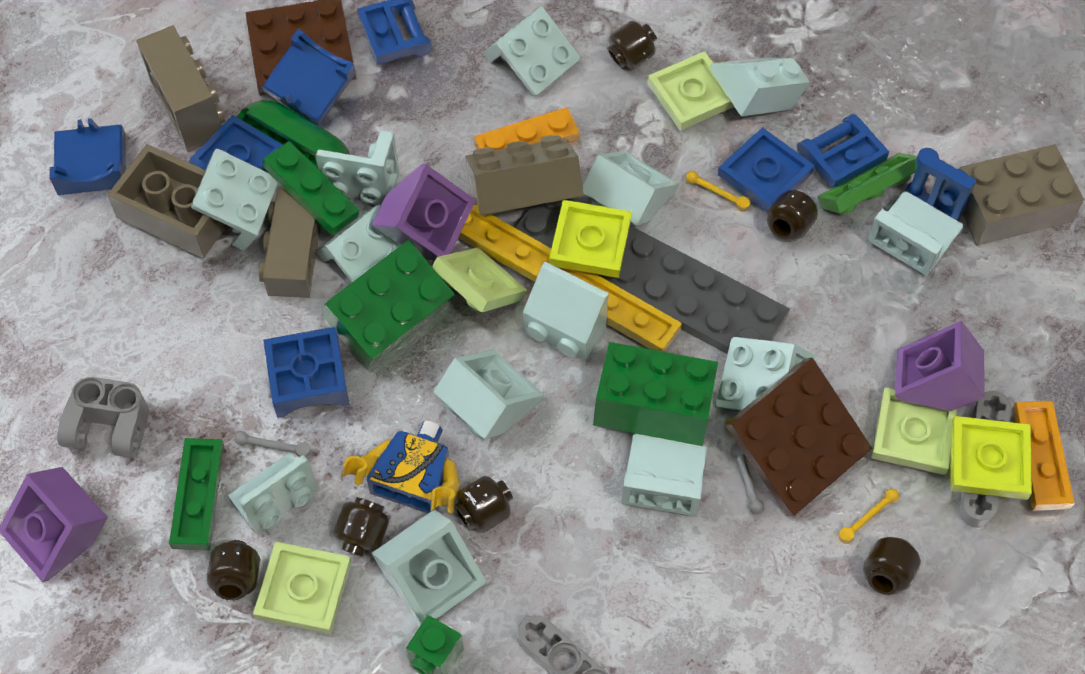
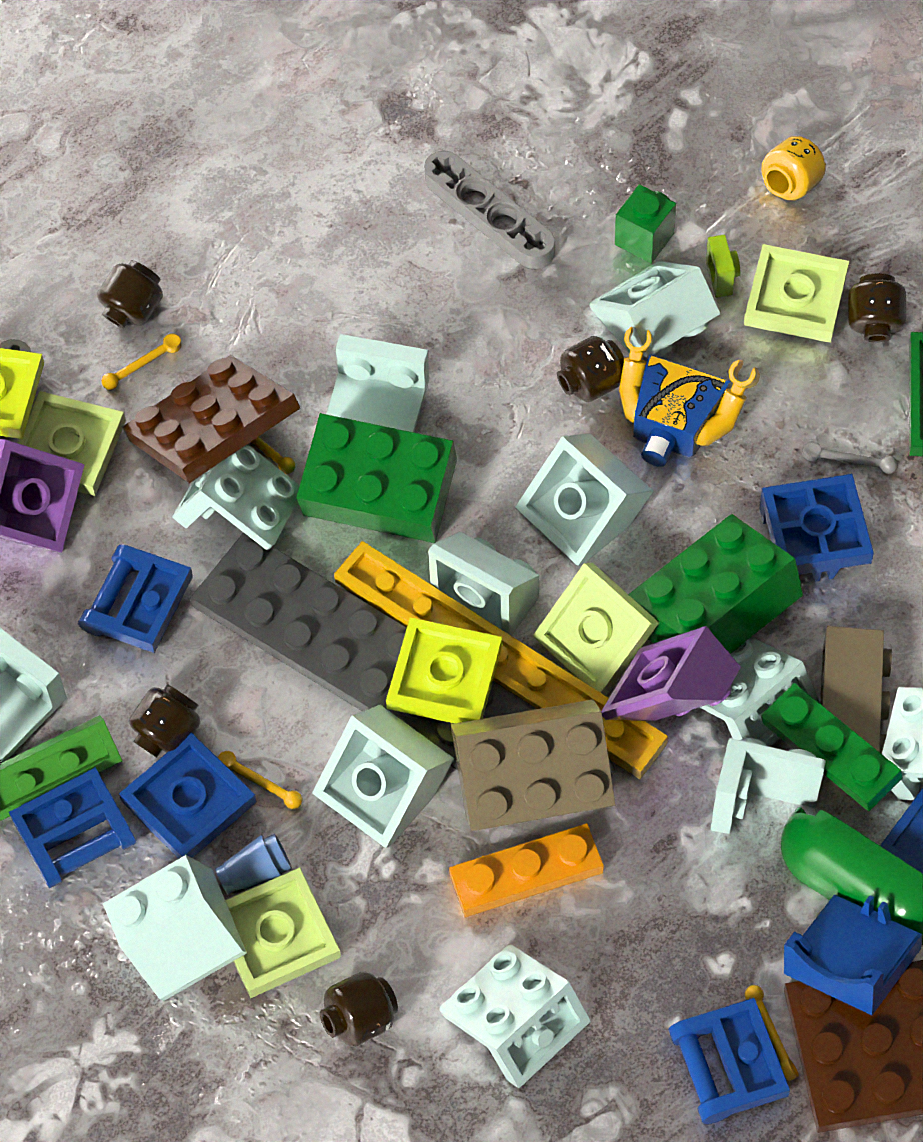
camera: 175 degrees left, 0 degrees up
(274, 492) = (838, 385): light aqua bracket -> none
(356, 31) = (788, 1067): none -> yellow hinge
(361, 526) = (733, 340): dark brown head -> none
(366, 610) = (721, 265): none -> lime plate
(709, 130) = (254, 864): none -> medium blue cone
(756, 505) = (282, 436): light grey hinge -> none
(820, 304) = (148, 603): none -> blue plate

